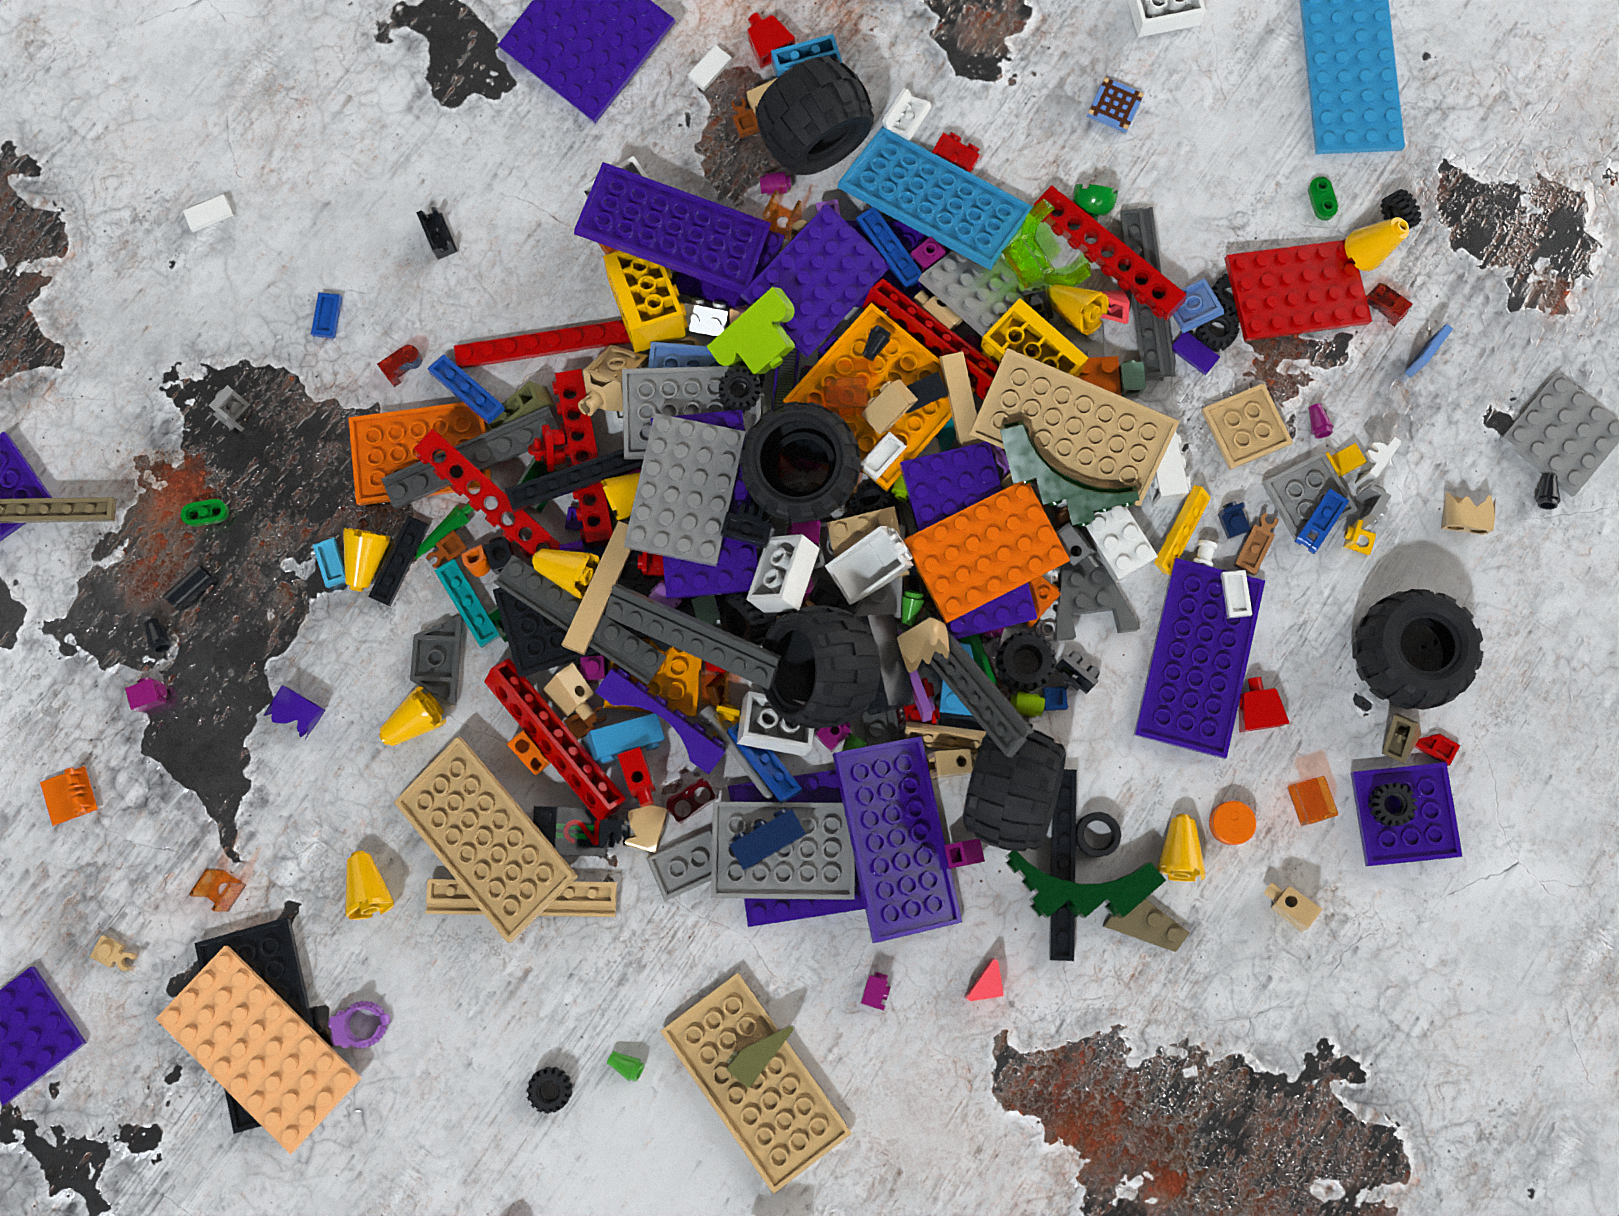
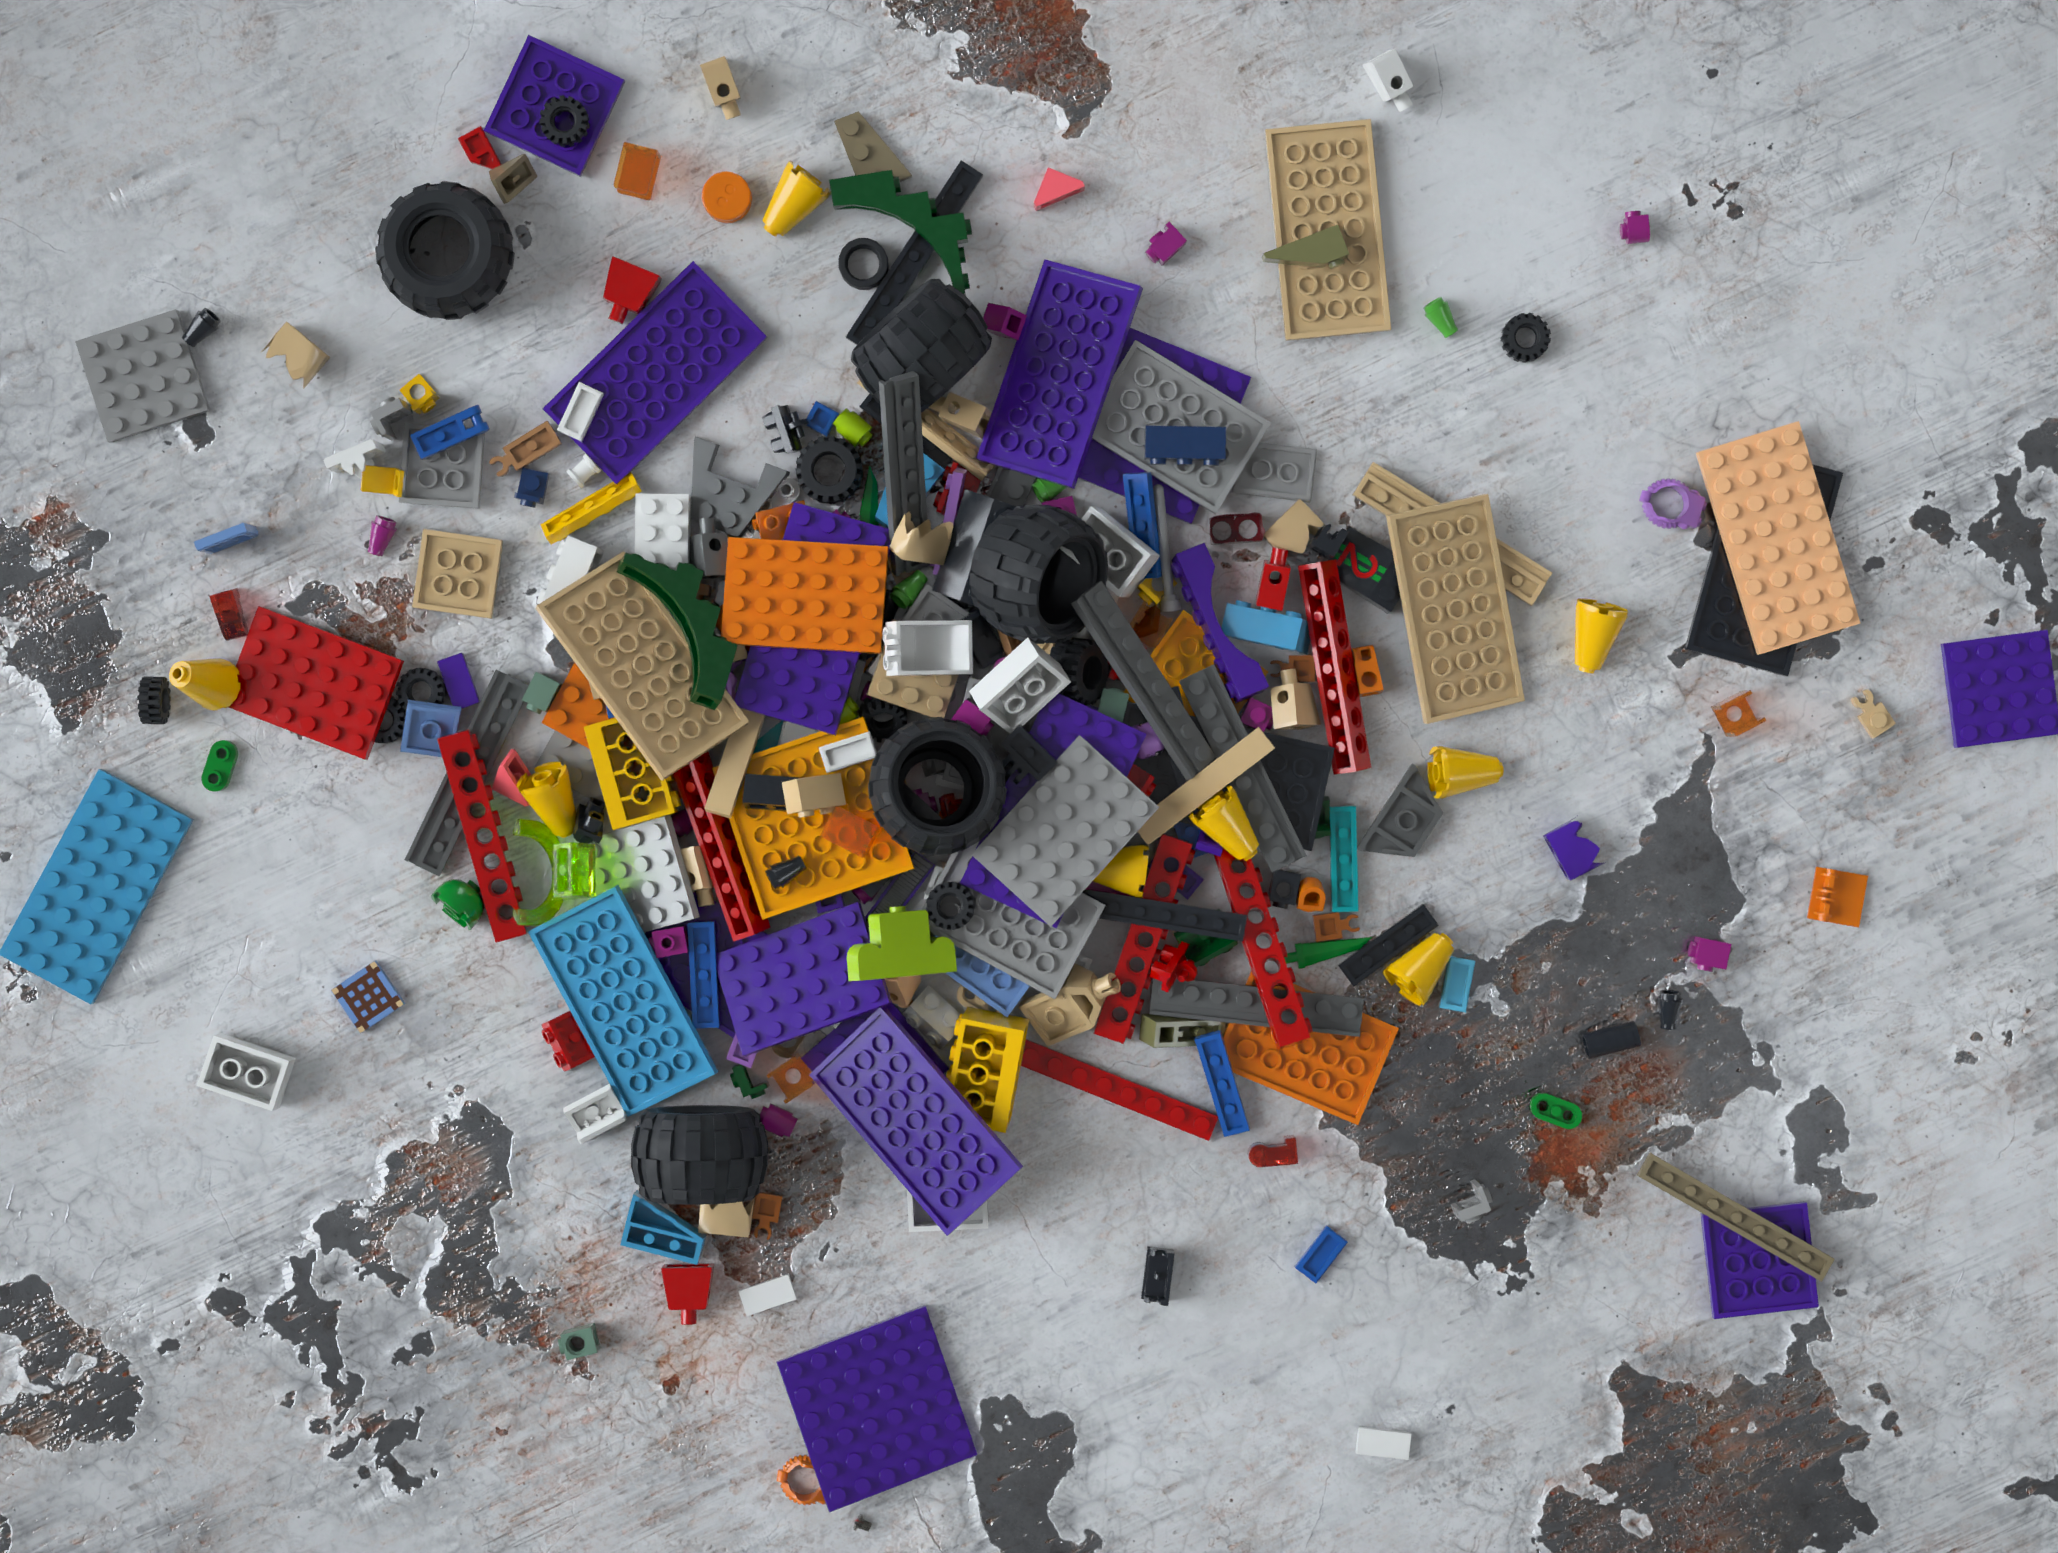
camera: 150 degrees left, 10 degrees up
(811, 194) = (741, 1079): none -> dark green bracket

